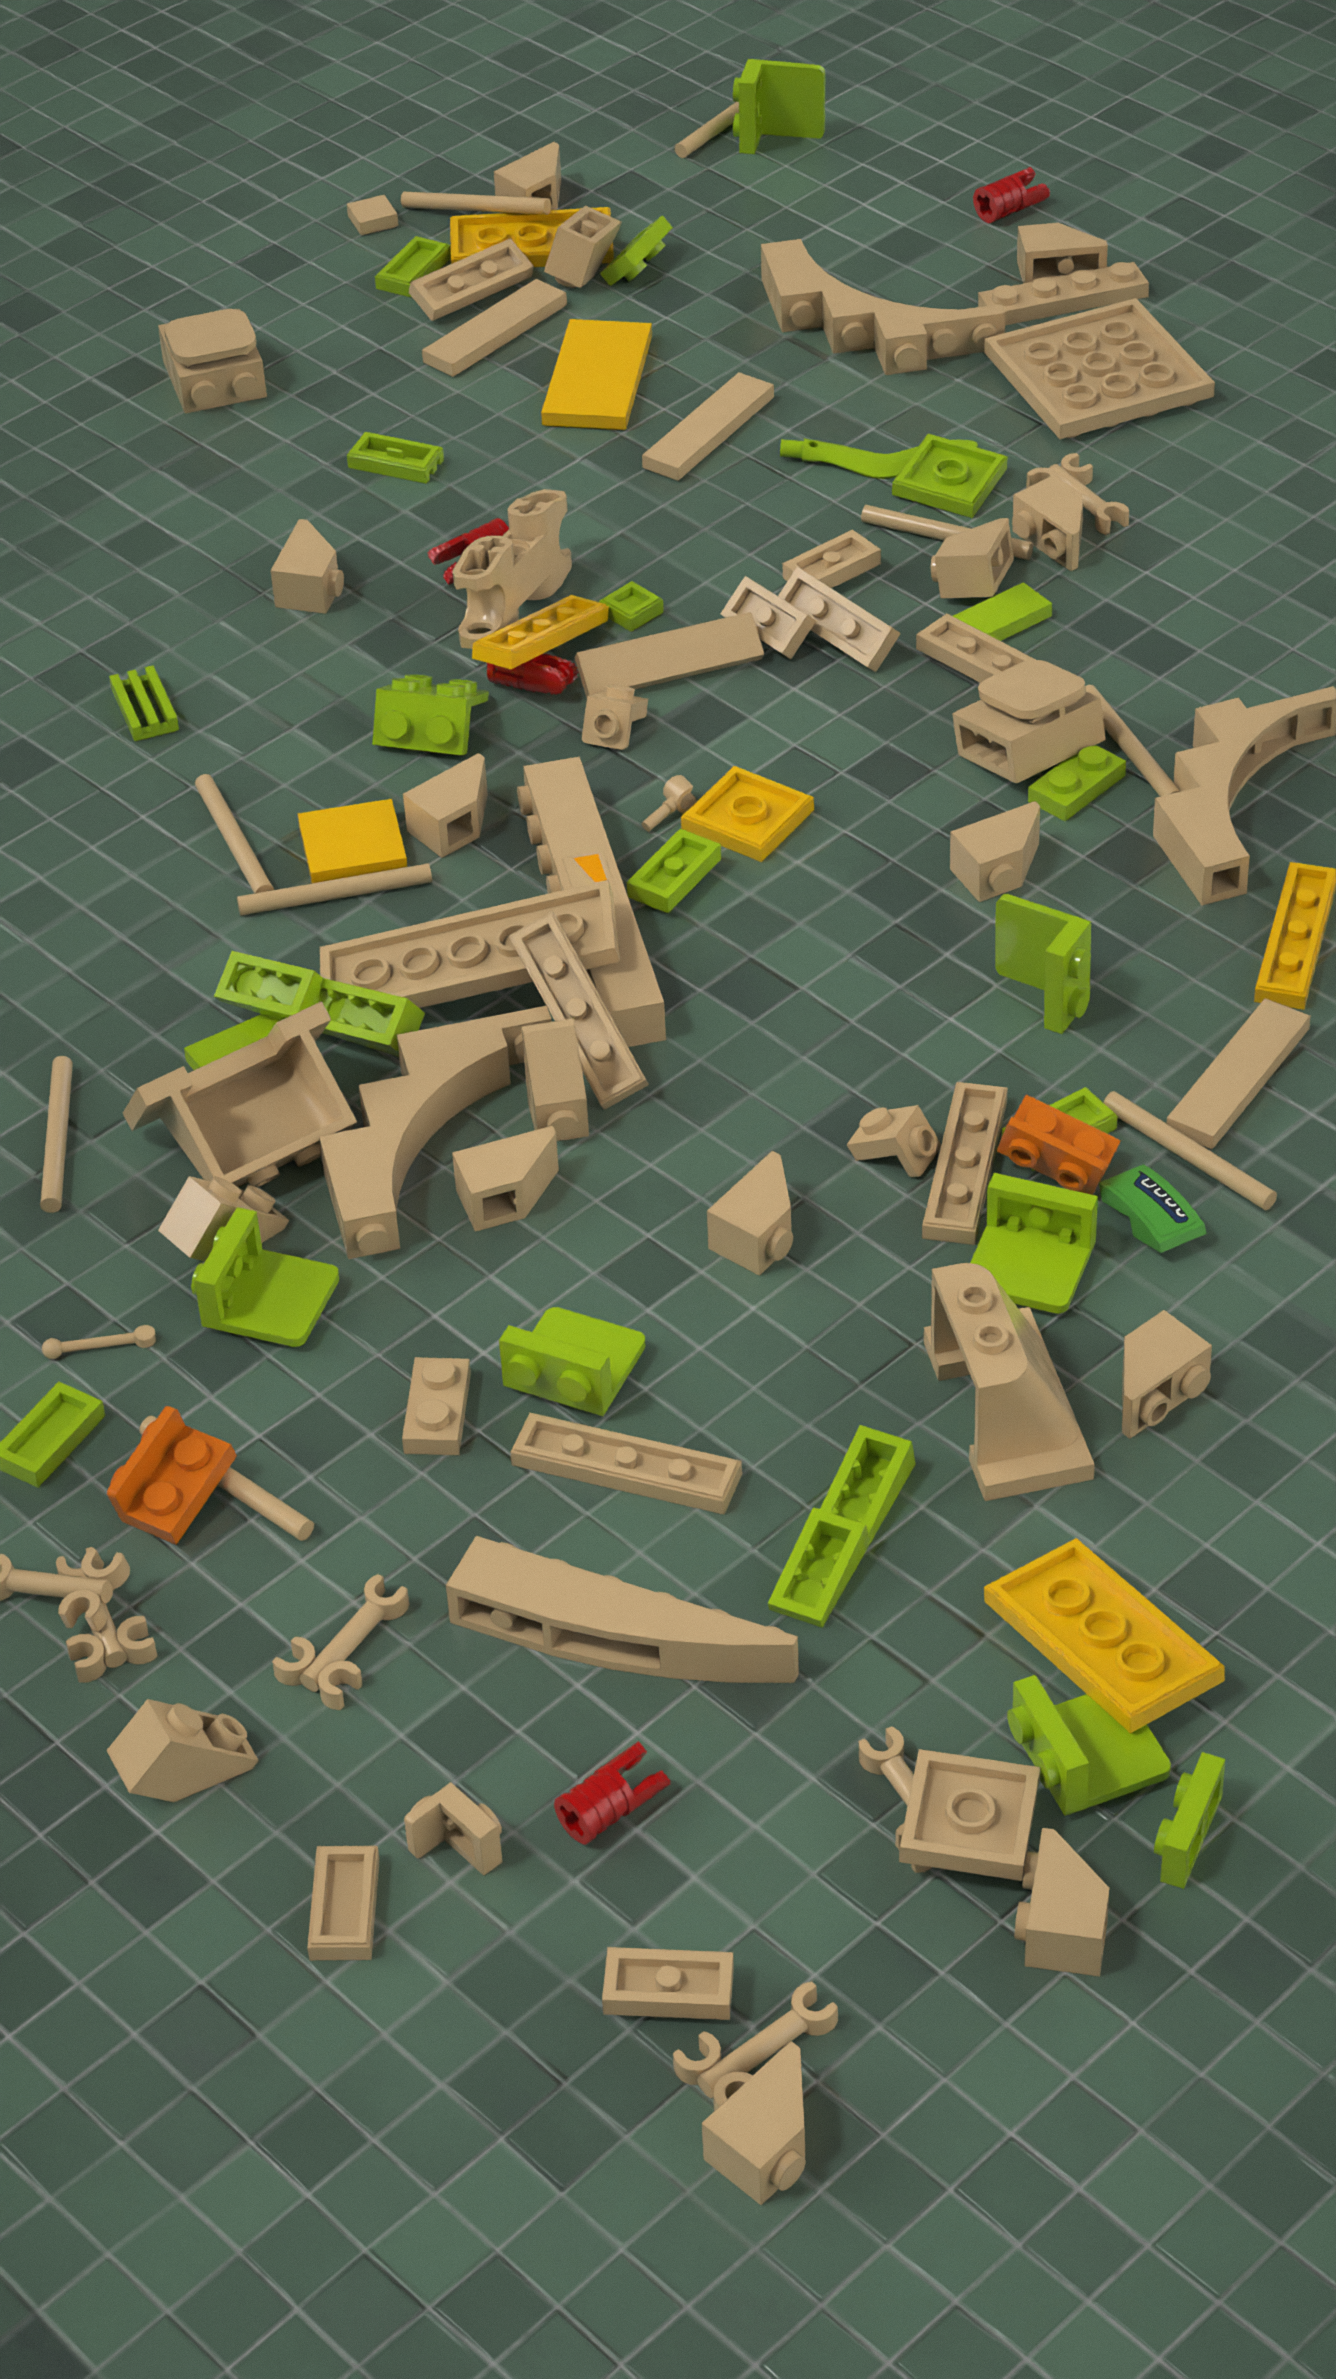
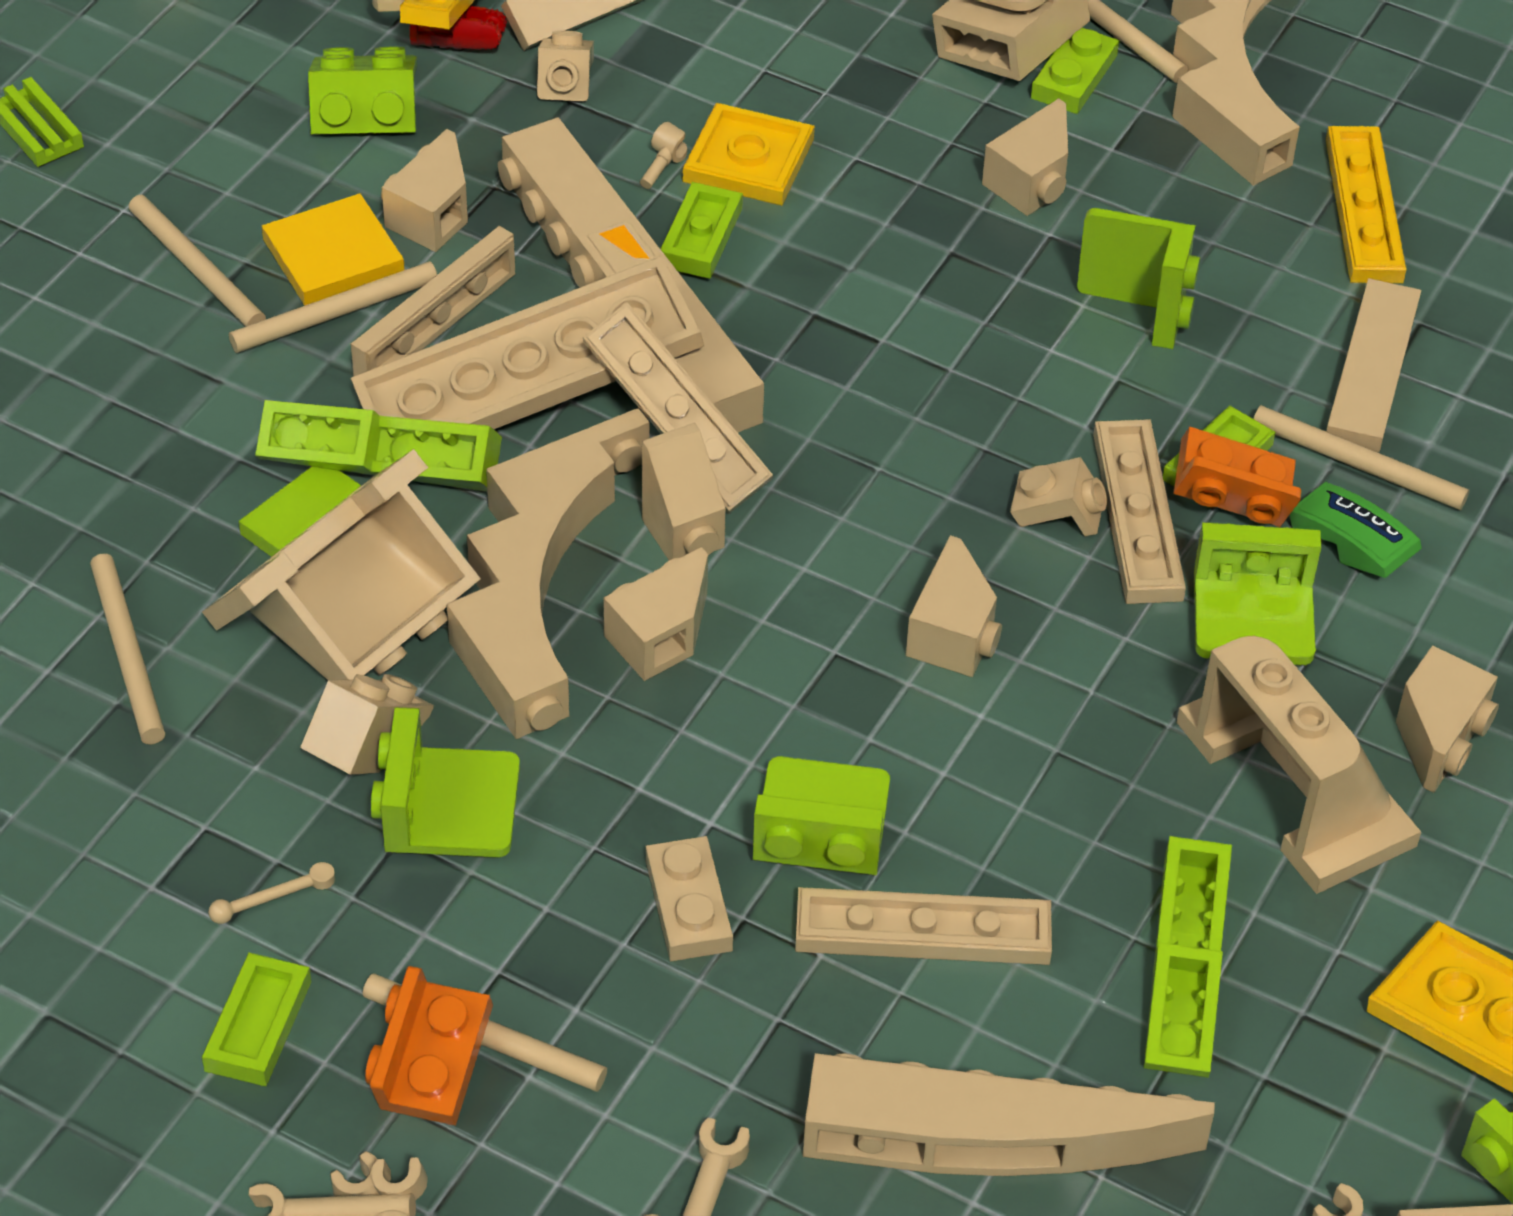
camera: 20 degrees left, 5 degrees up
(421, 895) = (437, 303): none -> tan tile

